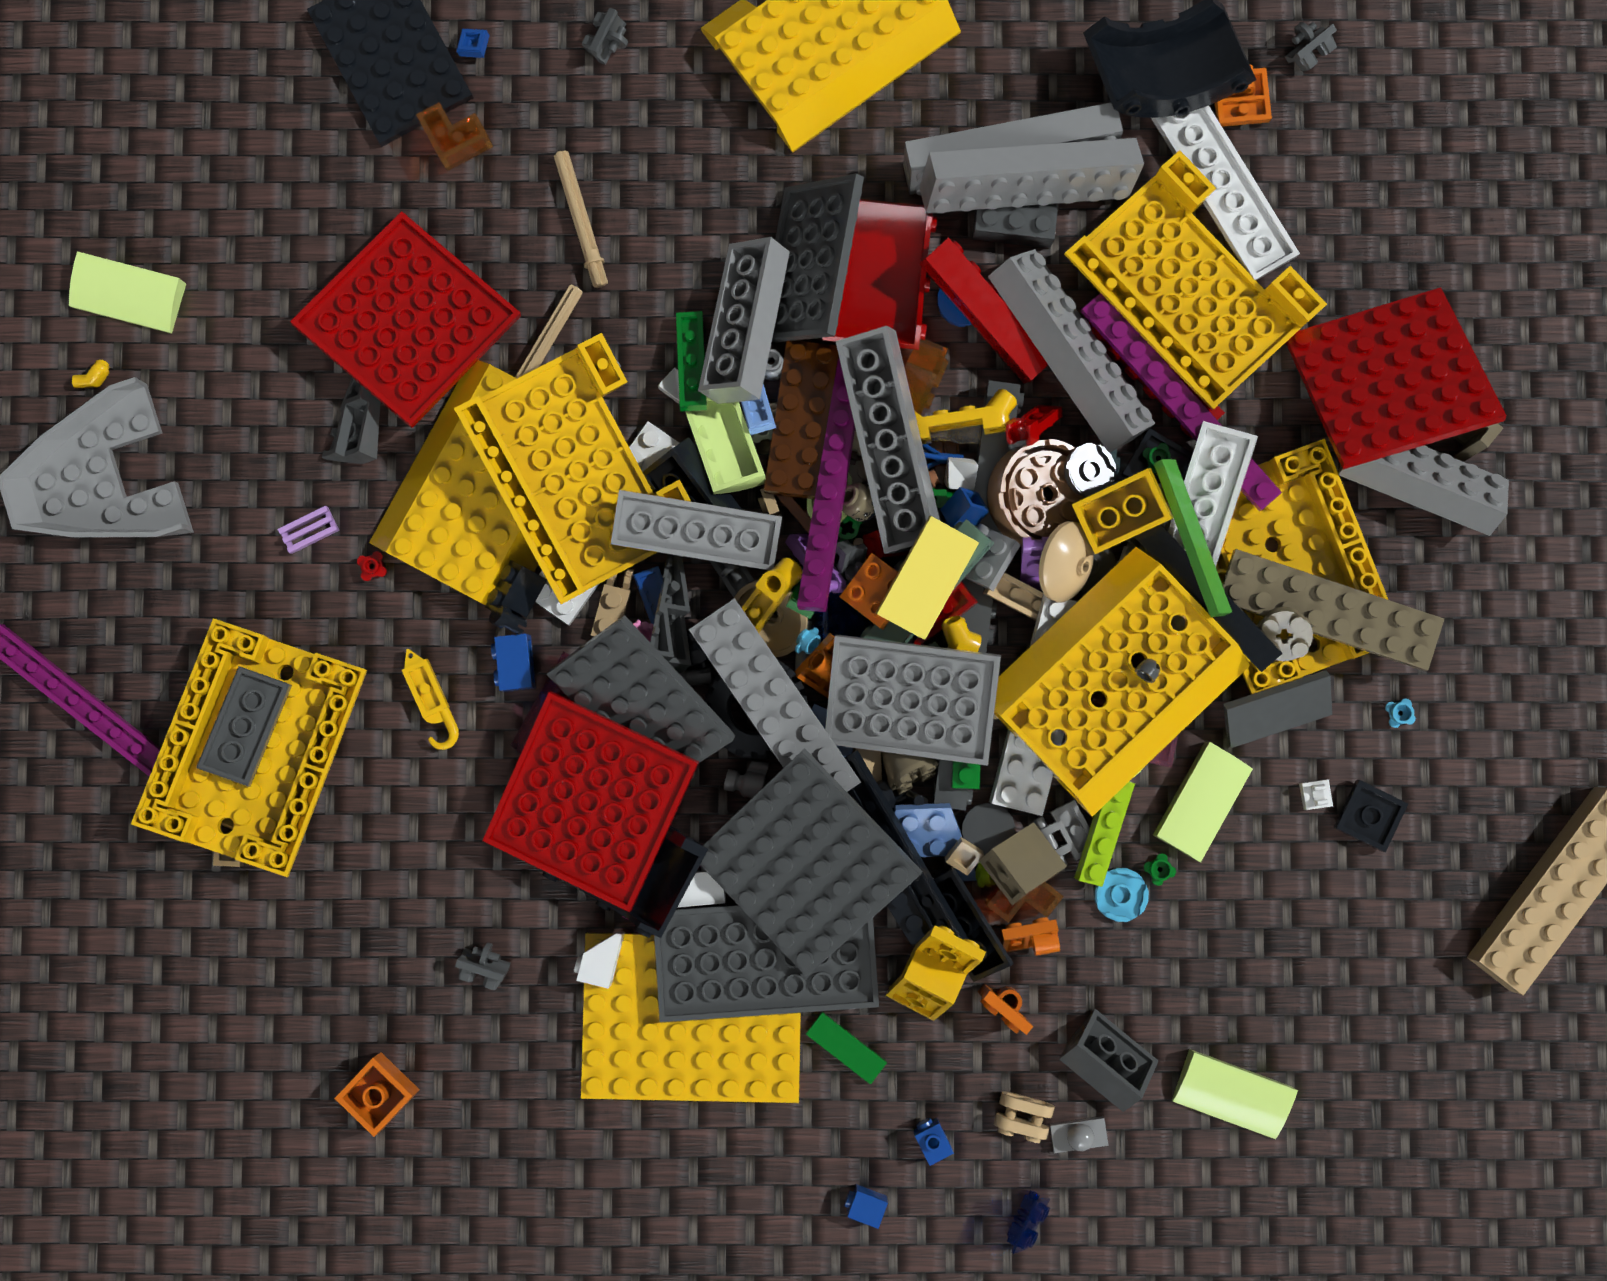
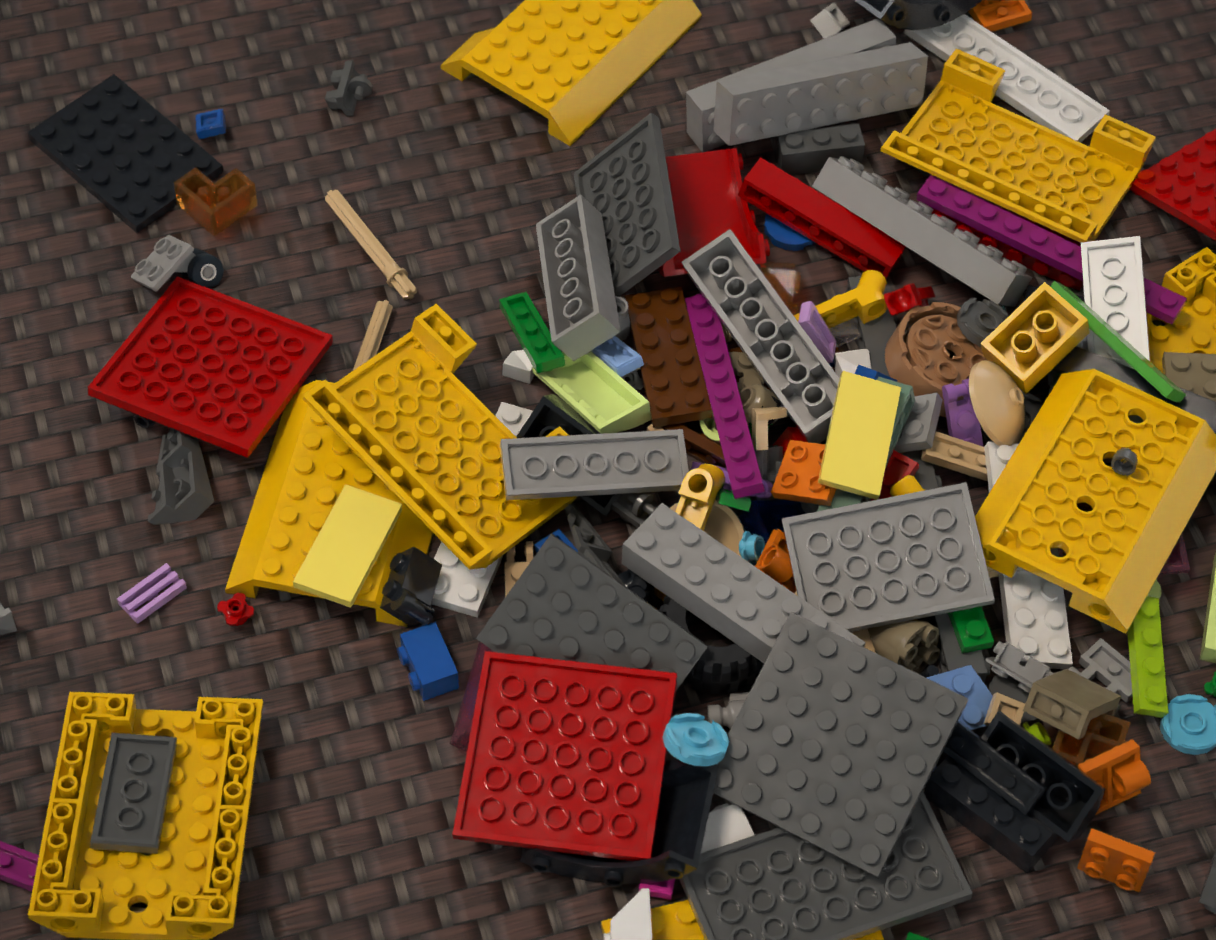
camera: 20 degrees left, 30 degrees down
(397, 192) = (173, 256): none -> light grey plate
(429, 697) = (340, 721): yellow plate -> none
(468, 547) = (347, 546): none -> light yellow tile
(692, 829) = (695, 740): none -> medium azure tile
(856, 524) = (760, 424): none -> tan tile
(935, 972) = (1022, 824): yellow bracket -> none
(936, 441) = (817, 330): none -> lavender tile
(984, 806) = (1008, 663): none -> light grey hinge
(1077, 74) = (830, 21): none -> white slope

